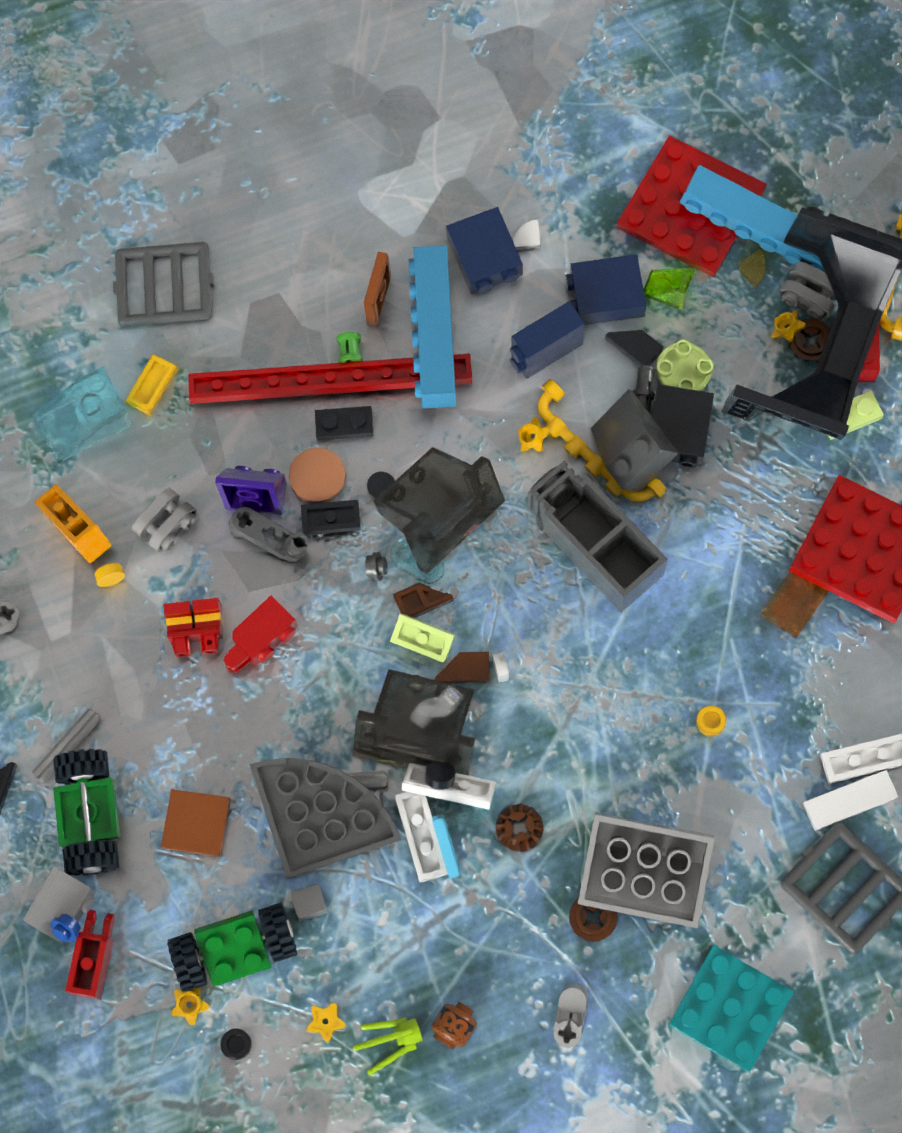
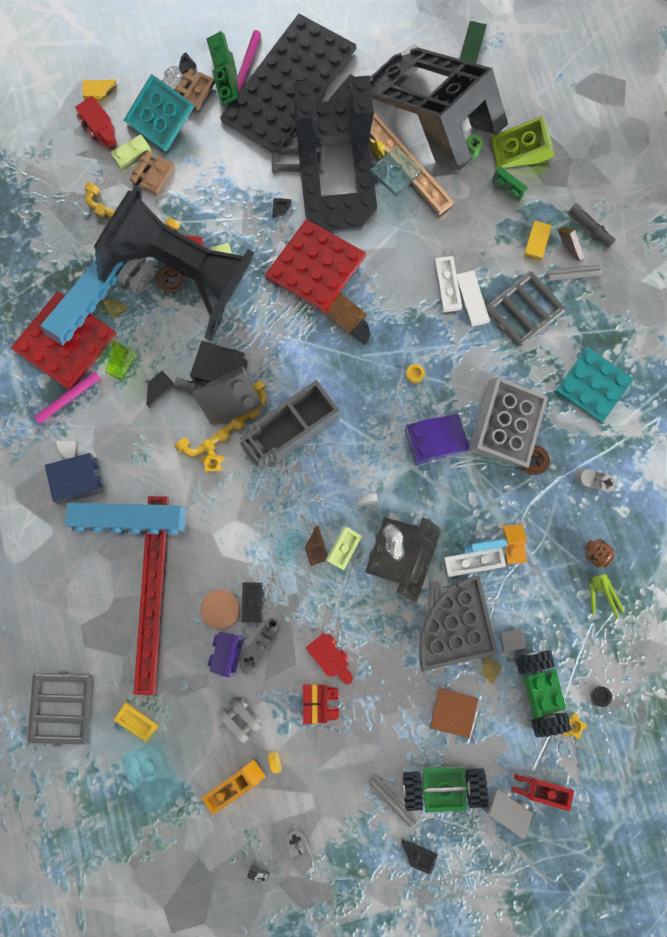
camera: 90 degrees left, 5 degrees up
(65, 928) = (528, 808): blue plate -> none
(264, 872) = (491, 669): none -> clear yellow tile
(317, 1023) = (585, 636): yellow plate -> none
(344, 423) = (184, 587): black plate -> none
(349, 347) = (126, 575): bright green bush -> none
(376, 566) = (290, 574): dark grey plate -> none
(377, 289) = (91, 553): dark orange tile -> none
(378, 483) = (233, 566): black tile -> none
(440, 503) = (253, 527): clear smoke windscreen -> none
(440, 775) = (441, 544): black tile -> none
(456, 895) = (516, 540): none -> light orange slope
(465, 790) = (446, 540): white tile -> none
(466, 668) = (366, 522): reddish brown tile -> none
(522, 841) = (464, 499): reddish brown gear -> none
(547, 340) = (148, 442): dark blue brick -> none
(604, 223) = (67, 397): none -> dark pink piece
(607, 289) = (116, 401): dark blue brick -> none
(608, 761) = (436, 438): none -> dark purple slope
(684, 366) = (178, 359): yellowish green dish -> none
(768, 633) = (362, 332): none -> black tile
(784, 320) = (155, 291): yellow plate -> none

